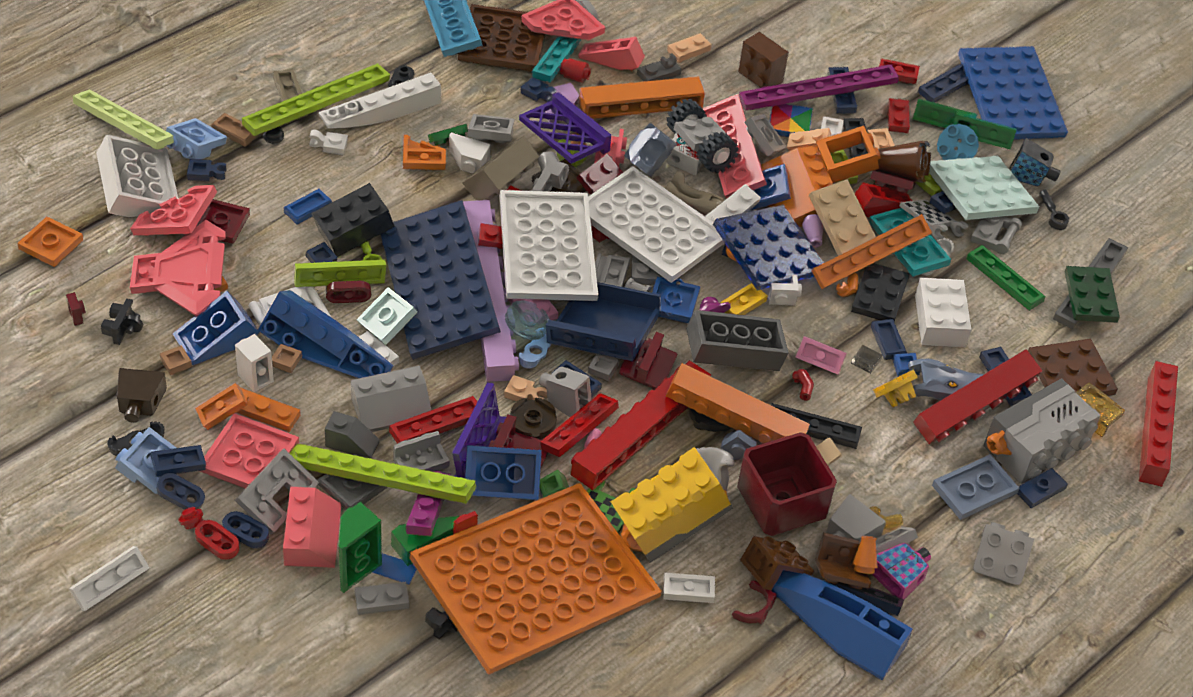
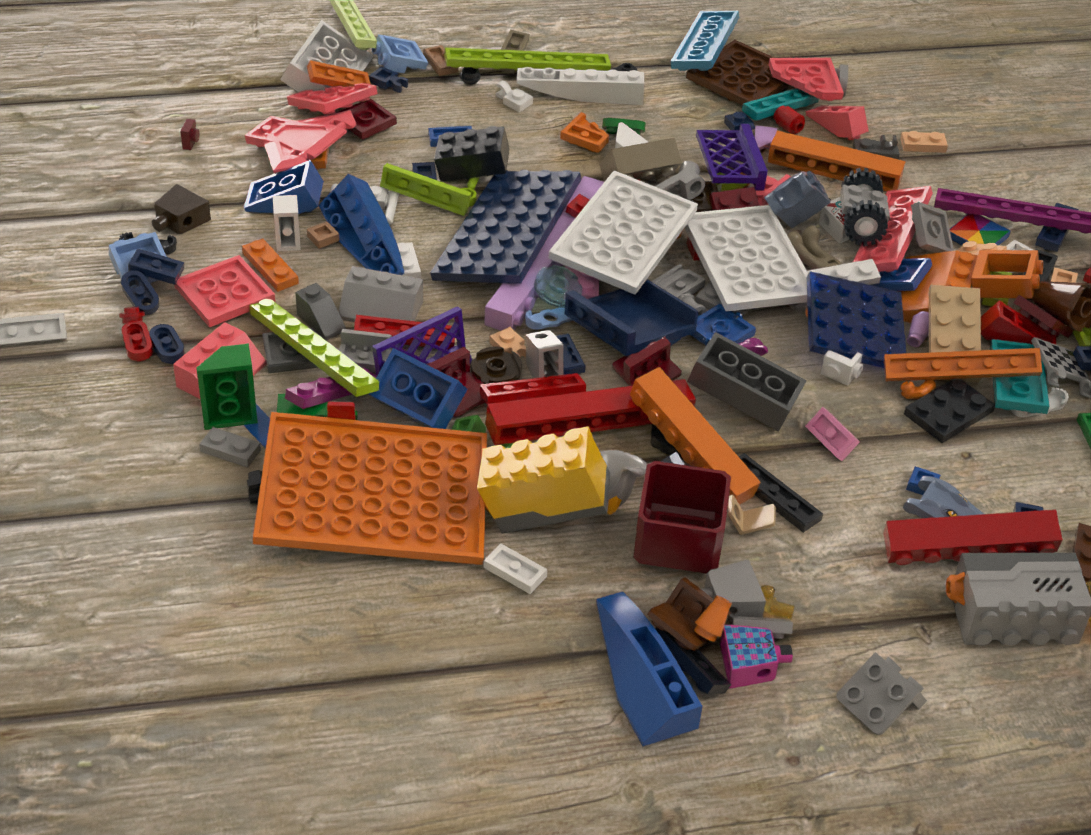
camera: 35 degrees right, 5 degrees down
(50, 241) = (218, 83): orange plate -> none
(125, 321) = (218, 156): black hips -> none
(164, 188) = (335, 75): none -> orange plate
(175, 360) = (232, 200): medium nougat plate -> none
(221, 406) = (233, 245): orange plate -> none
(258, 495) = (196, 317): light grey plate -> none
(348, 292) = (422, 207): dark red plate -> none
(387, 315) = (434, 235): light aqua plate -> none
(492, 128) = (659, 129): light grey plate -> none
(603, 366) = (601, 354): light grey plate -> none
(745, 300) = (793, 358): yellow plate -> none
(759, 616) = (560, 625): dark red cap -> none
(763, 61) = (984, 169): reddish brown brick -> none
(768, 558) = (618, 574): reddish brown bracket -> none
(807, 383) = (797, 453): red arm -> none
(866, 359) = (882, 459): clear smoke tile -> none
(888, 338) = (922, 451): dark blue tile -> none
(898, 389) = (887, 492): yellow plate -> none
(942, 312) = (1001, 450): white brick -> none
(975, 487) = (903, 620): sand blue plate -> none
(1041, 488) = (982, 657): dark blue plate -> none

